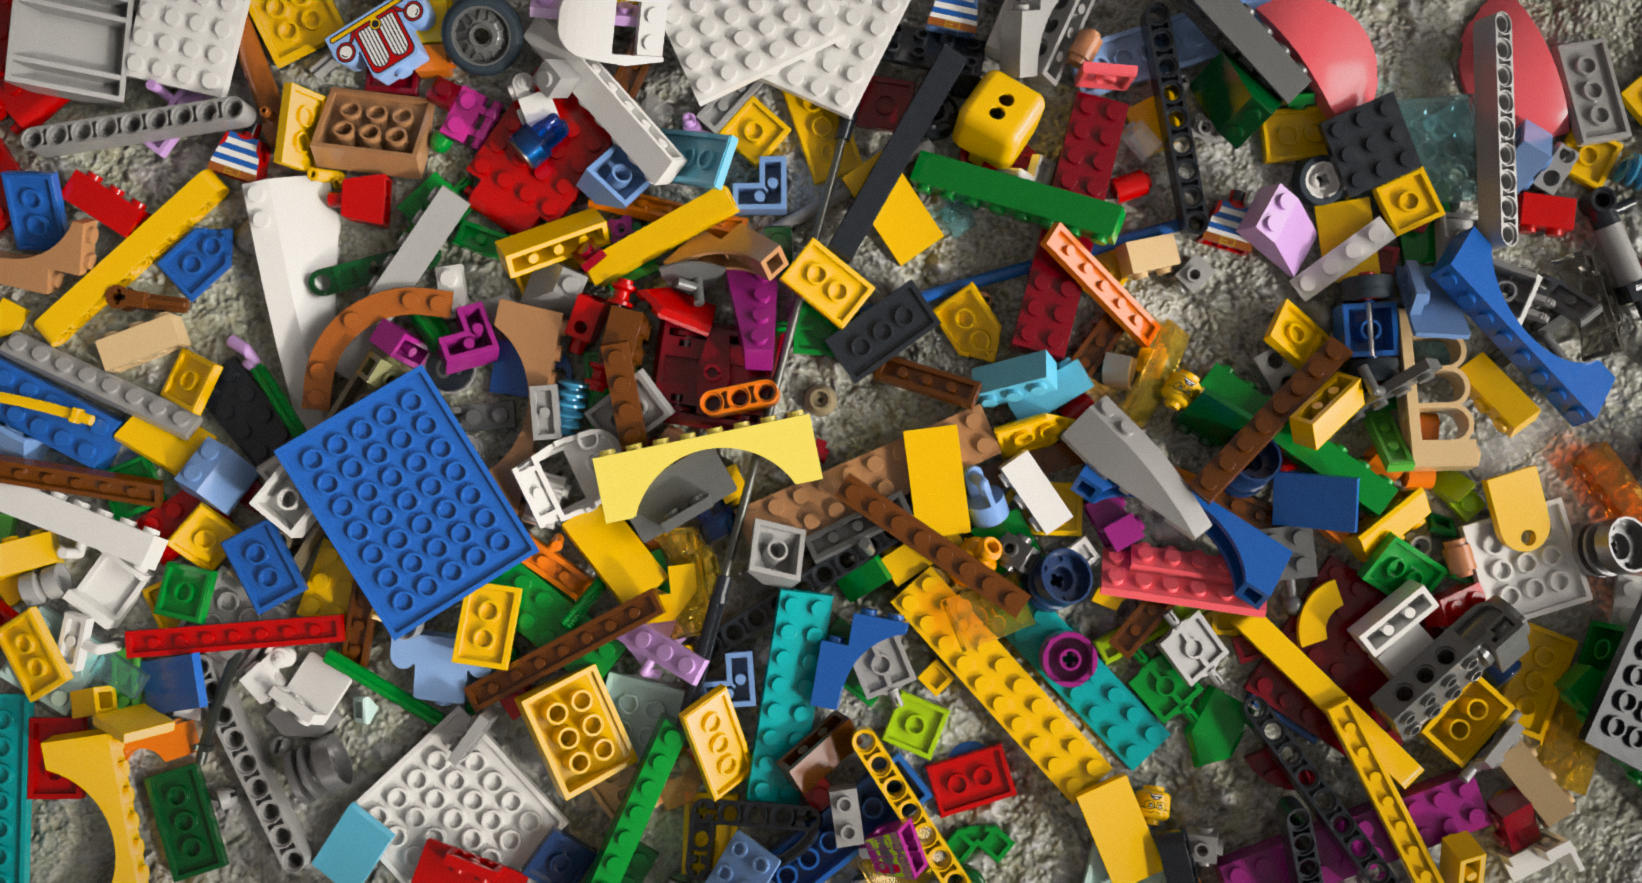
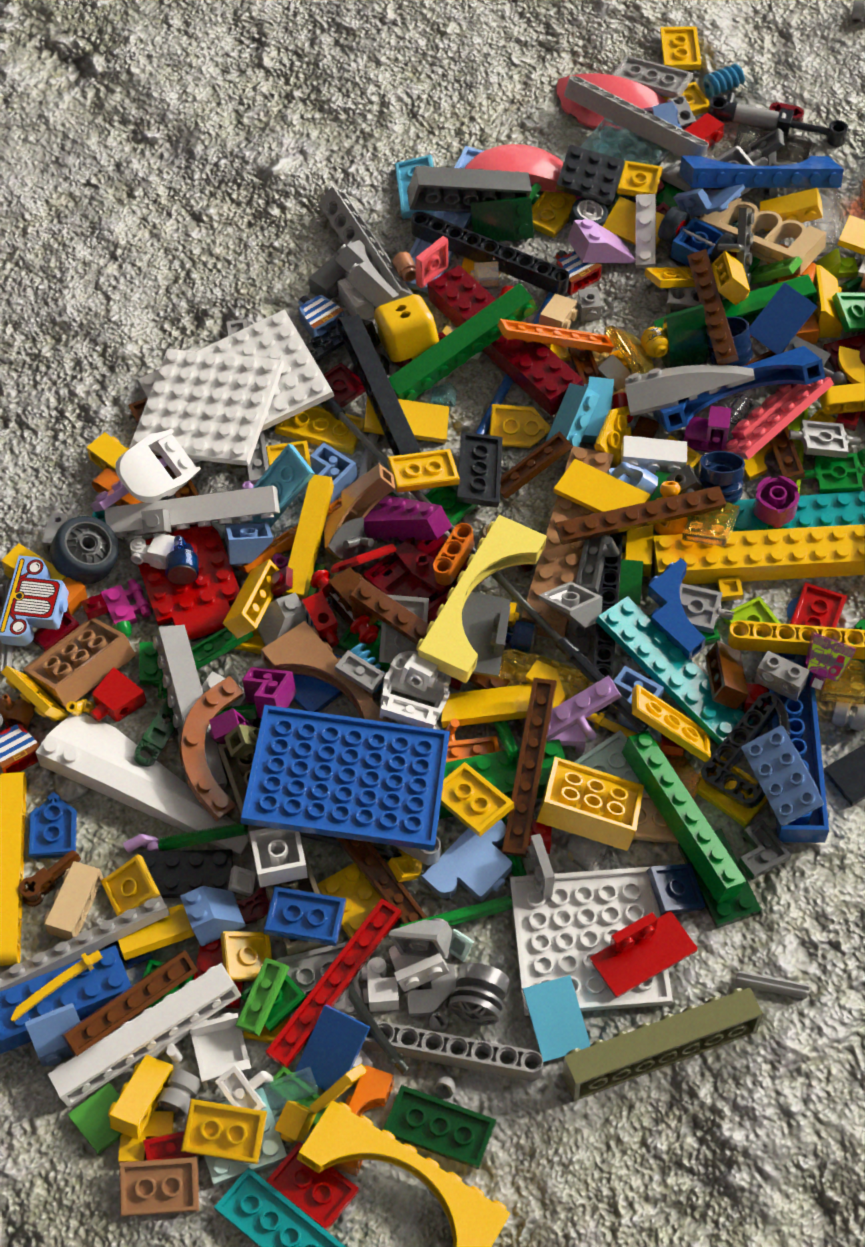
camera: 50 degrees left, 30 degrees down
(173, 585) = (262, 996): none -> bright green tile
(322, 689) = (423, 938): none -> light grey slope
(581, 472) = (419, 673): none -> white brick

